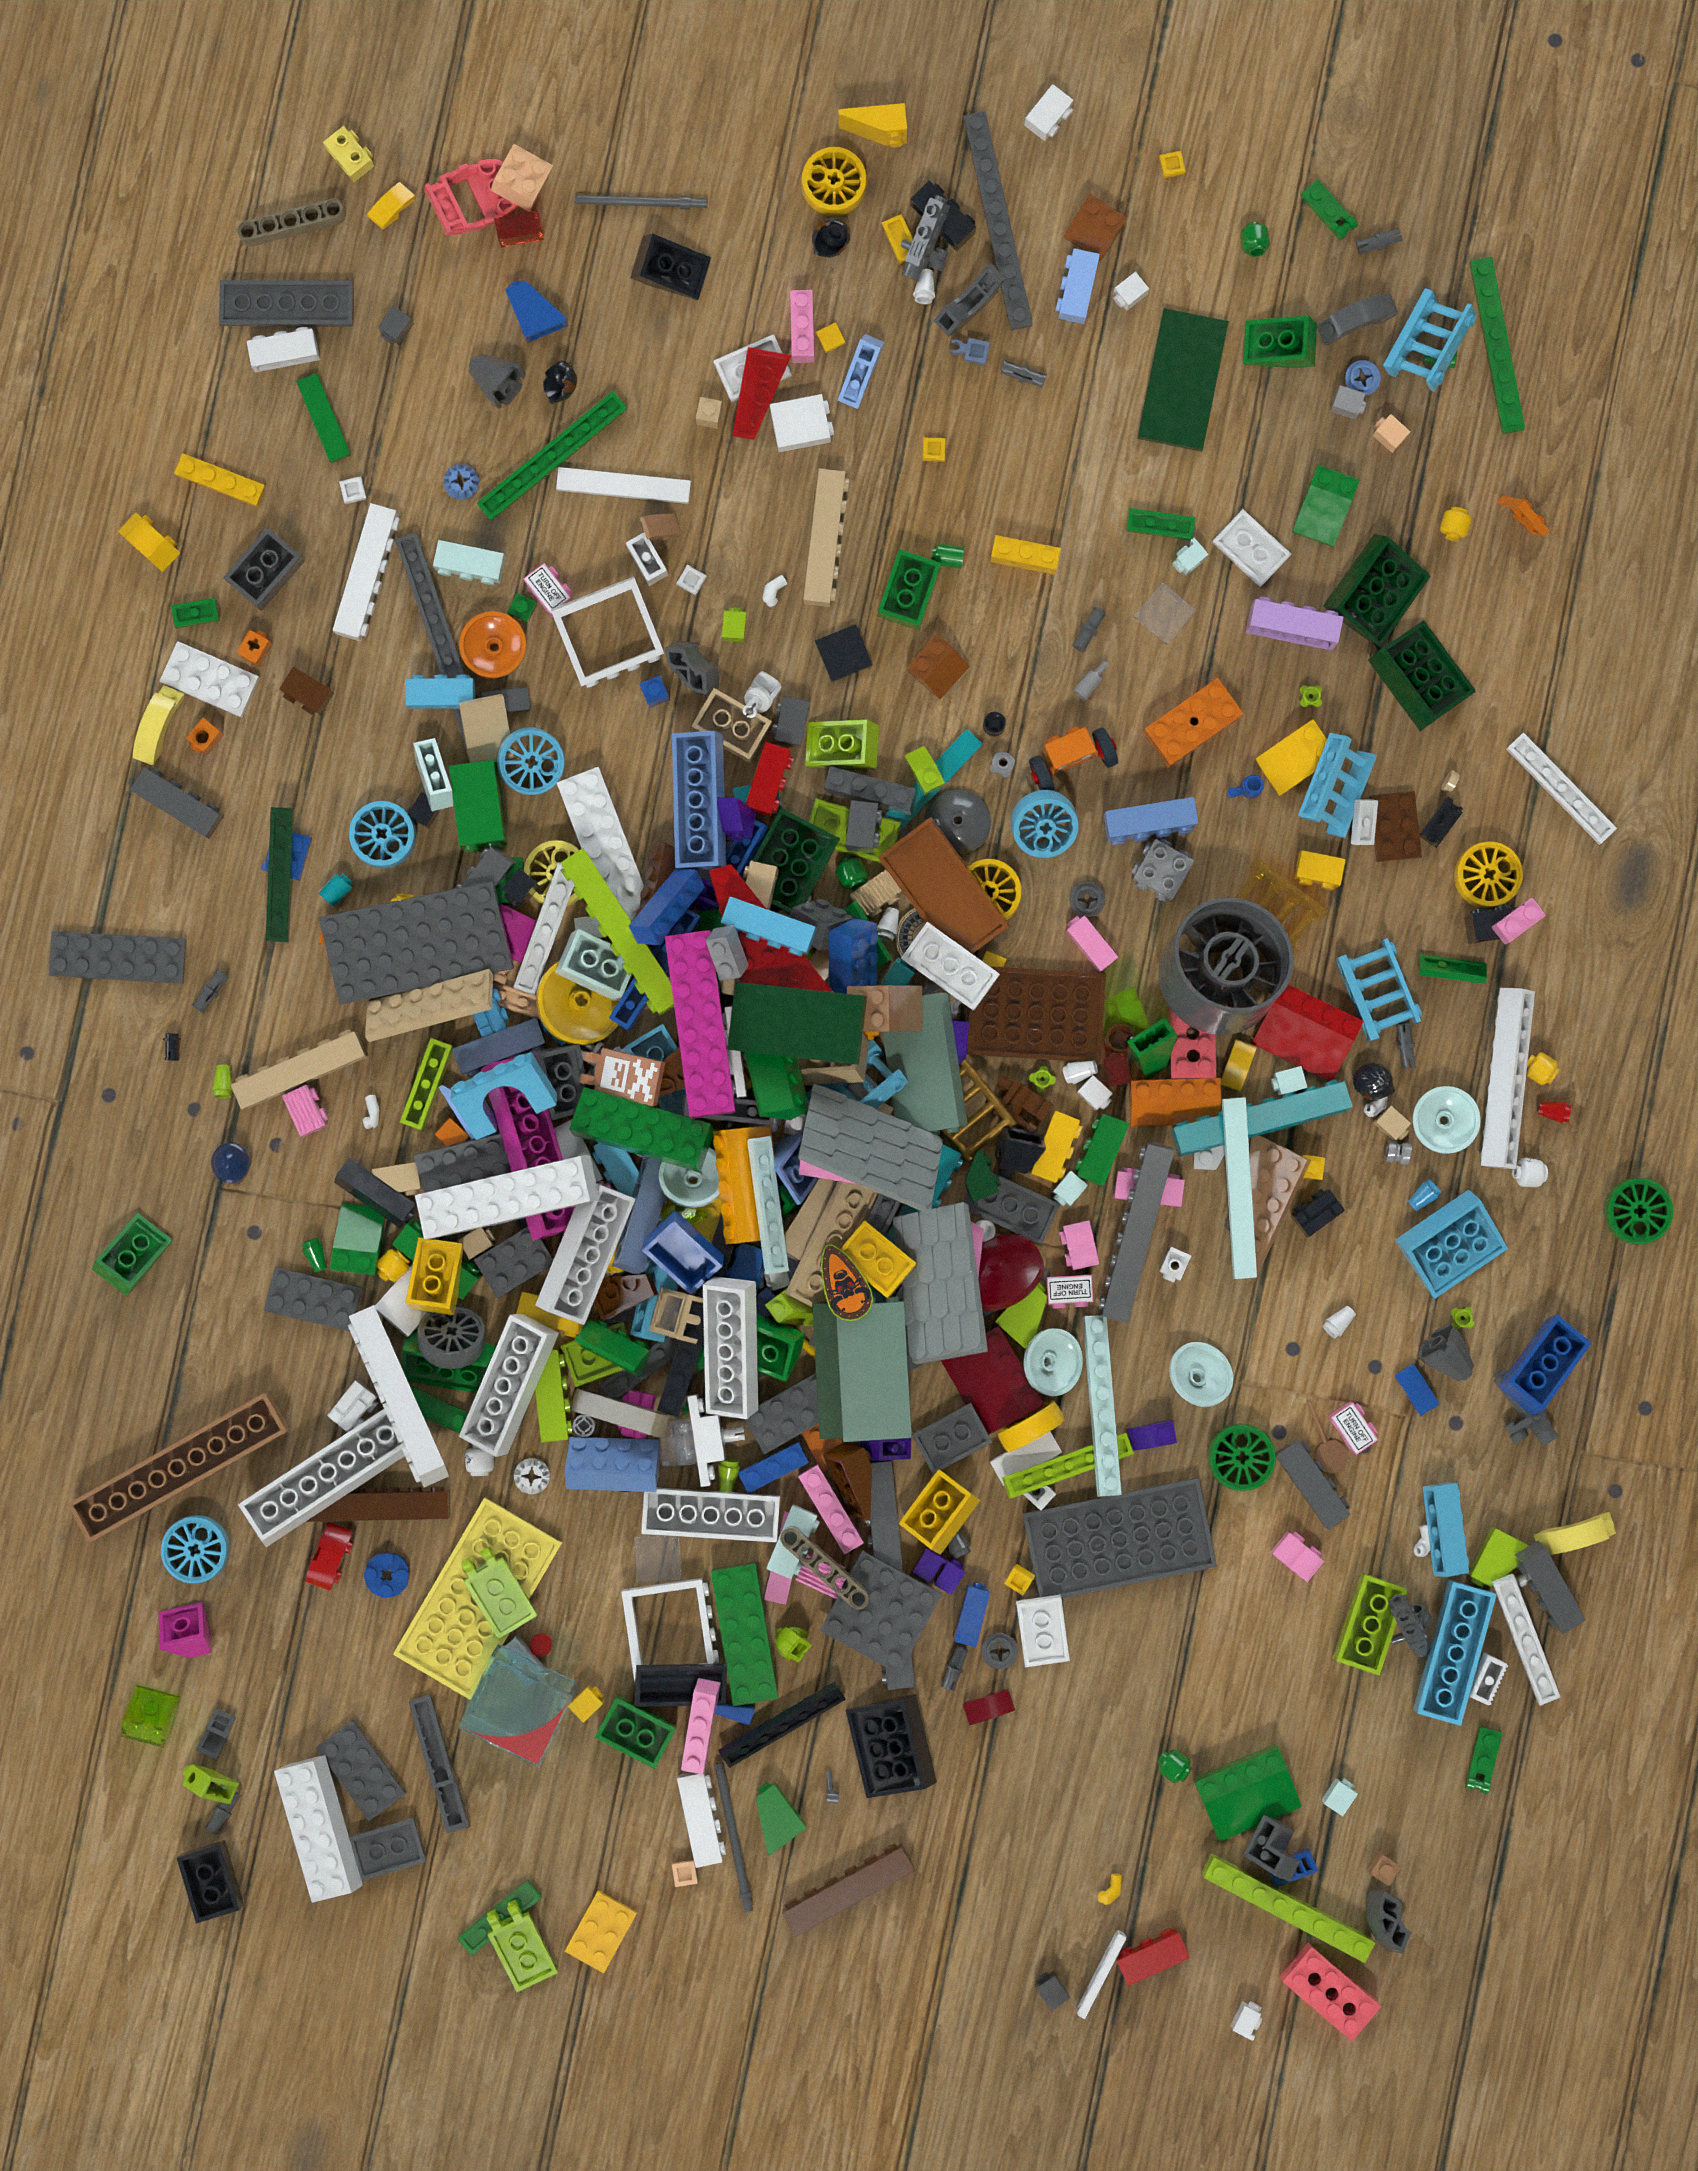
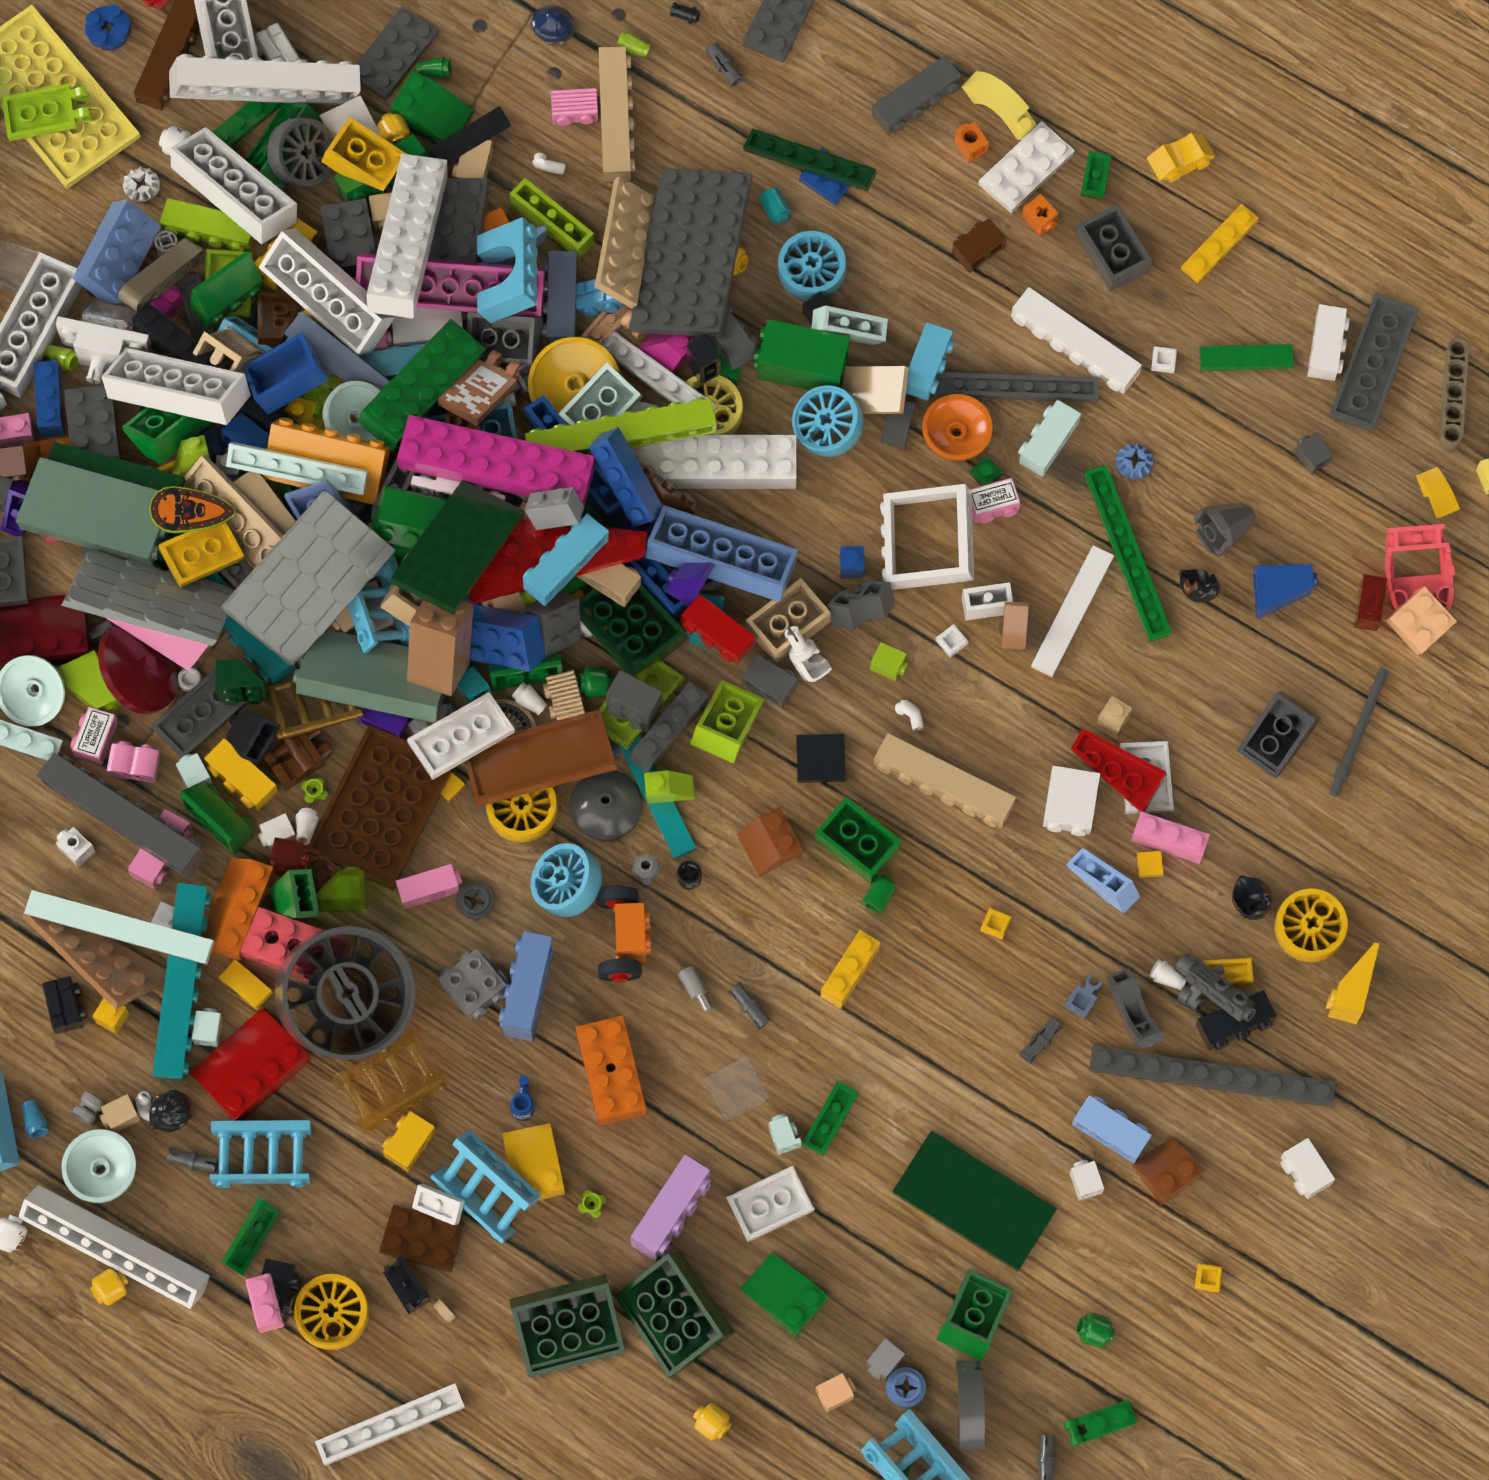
camera: 110 degrees right, 15 degrees down
(1555, 1111) = (60, 1286): red cone -> none

